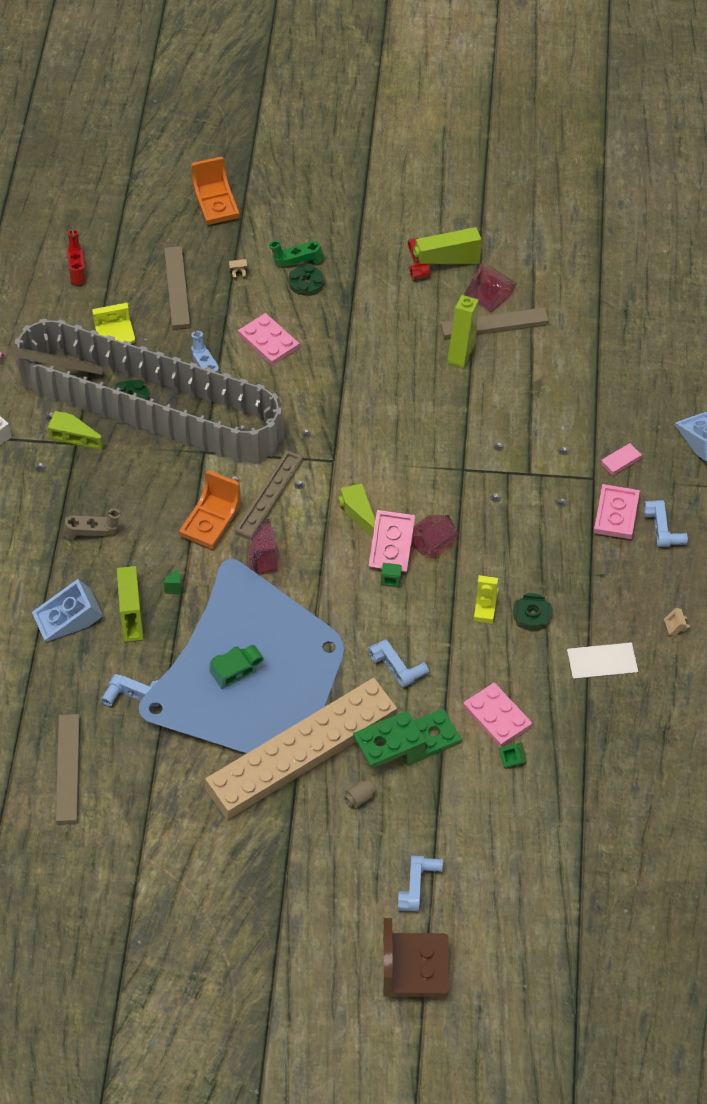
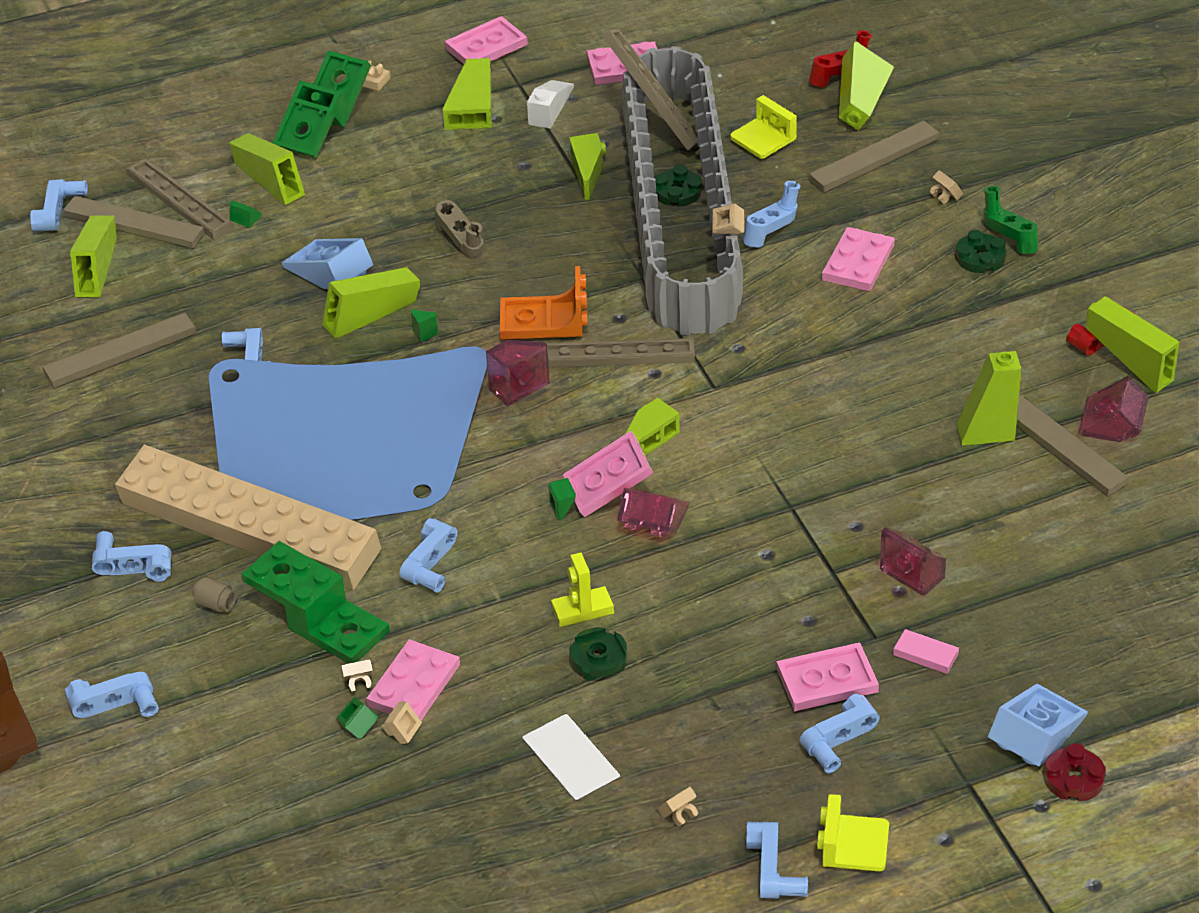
camera: 65 degrees right, 10 degrees down
(112, 259) = (861, 84): none -> lime slope
(213, 191) = (1048, 121): orange bracket -> none
(231, 375) = (728, 219): none -> tan slope
(235, 665) = (324, 410): green hinge -> none
(304, 816) = (148, 559): none -> light blue beam
(477, 739) = (357, 671): none -> tile
(534, 732) = (402, 723): none -> tan tile
(555, 432) = (910, 561): none -> clear pink slope

